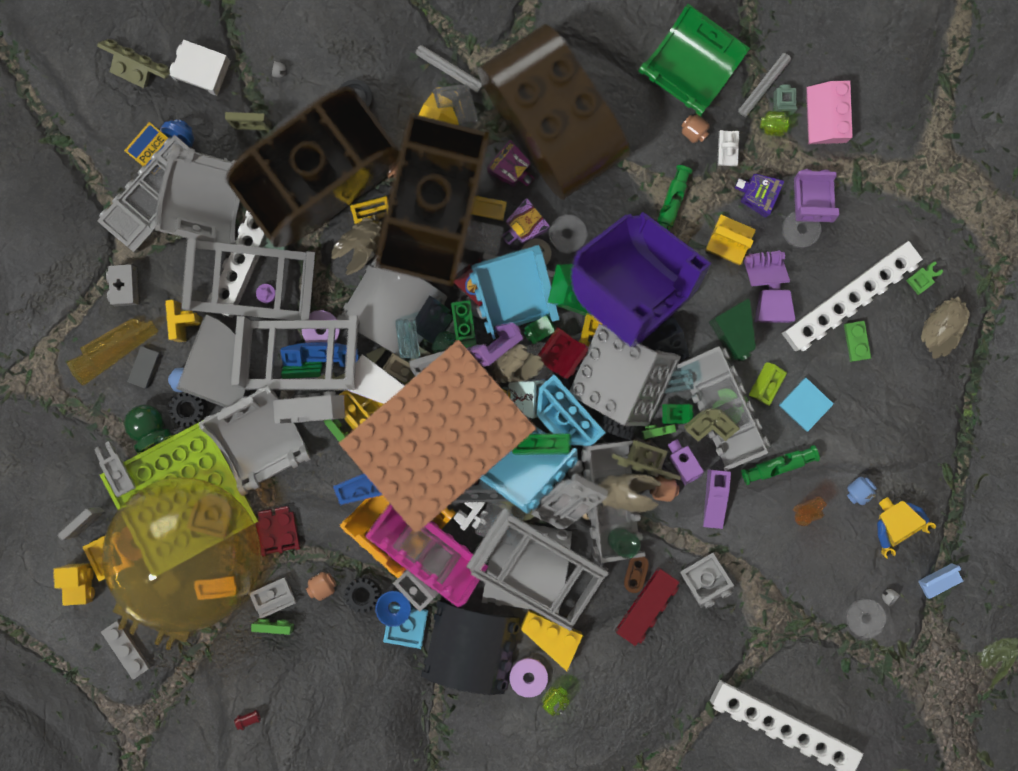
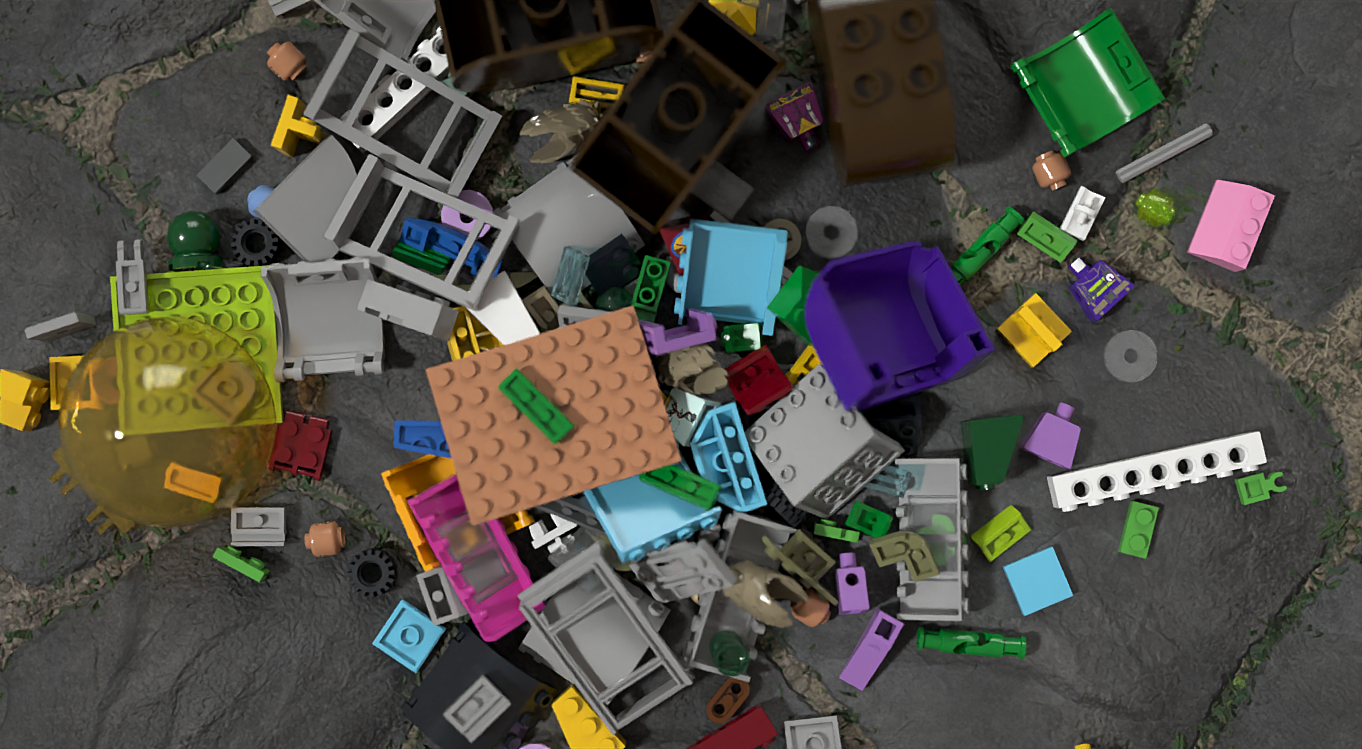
camera: 25 degrees right, 0 degrees up
(109, 349) = (192, 124): clear yellow wedge -> none
(125, 650) = (46, 510): light grey plate -> none
(129, 292) = (246, 65): light grey brick -> none
(154, 279) = (286, 61): none -> nougat head
(246, 720) = (159, 665): dark red pin -> none
(265, 293) = (418, 140): medium lavender tile -> none
(334, 426) = (430, 346): bright green plate -> none
(386, 616) = (389, 609): blue piece -> none
(423, 435) = (535, 406): none -> green tile
(472, 653) = (476, 708): none -> light grey plate
(489, 208) = (745, 155): yellow tile -> none
(525, 224) = (782, 196): torso -> none
(712, 174) = (1047, 237): none -> bright green plate
(766, 269) = (1063, 388): medium lavender hinge -> none
(785, 99) = (1182, 183): sand green window -> none
(809, 511) = (981, 718): clear orange hips -> none
(815, 196) = (1166, 322): medium lavender panel -> none
(861, 490) = (1059, 721): medium blue head -> none
(945, 327) = (1257, 561): dark tan head -> none

